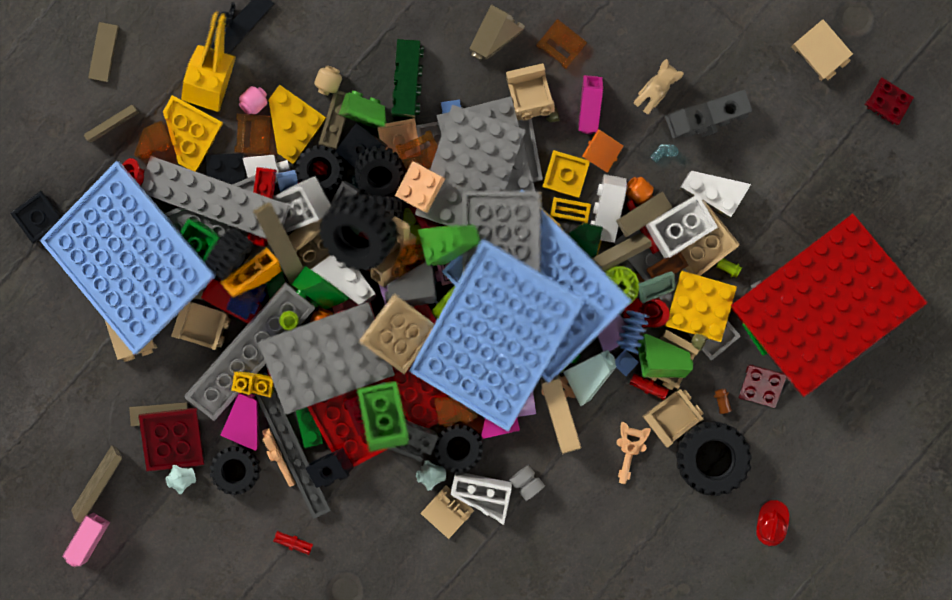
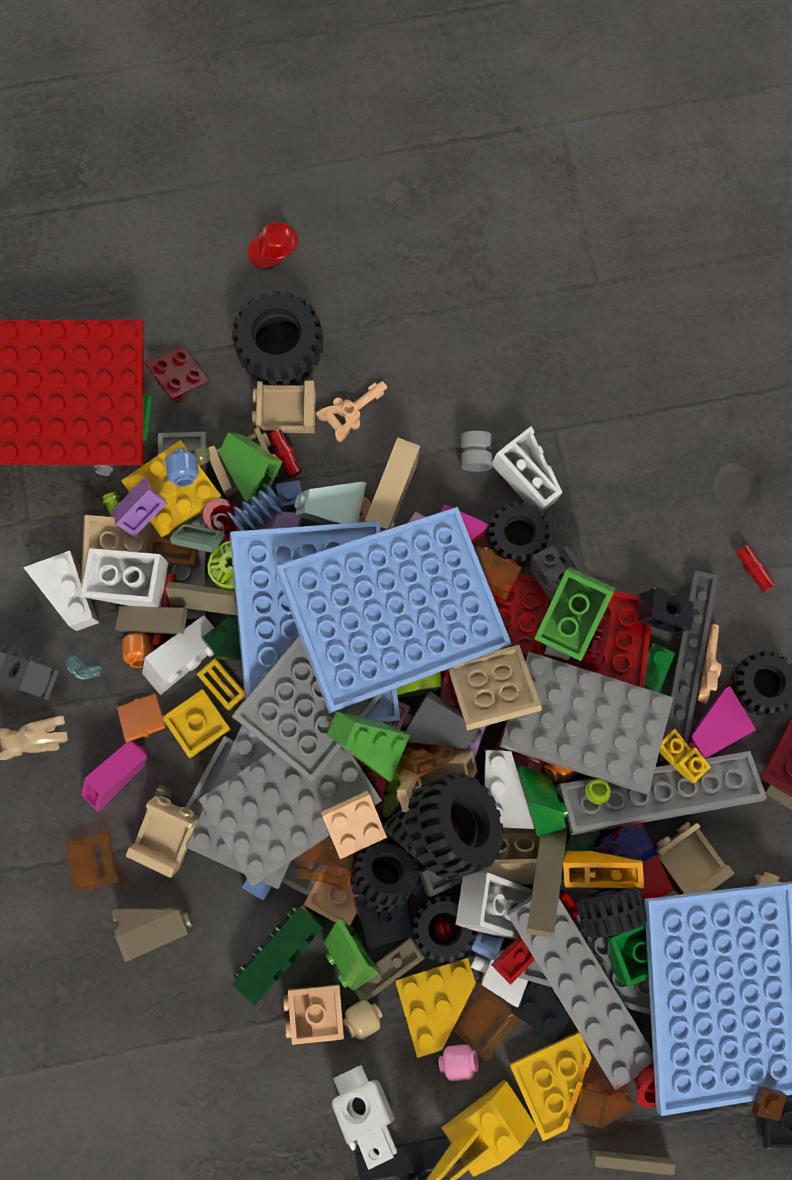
camera: 145 degrees left, 10 degrees down
(57, 217) = (769, 1103): none -> reddish brown plate
(277, 24) = (371, 1127): none -> white piece
(359, 61) = (314, 1014): none -> light nougat plate
(430, 474) = (566, 529): light aqua rock -> none
(447, 512) = (578, 483): tan hinge -> none
(701, 322) = (181, 468): none -> medium blue head
(709, 276) = (138, 508): none -> medium lavender panel
(723, 401) = (224, 391): dark orange pin -> none

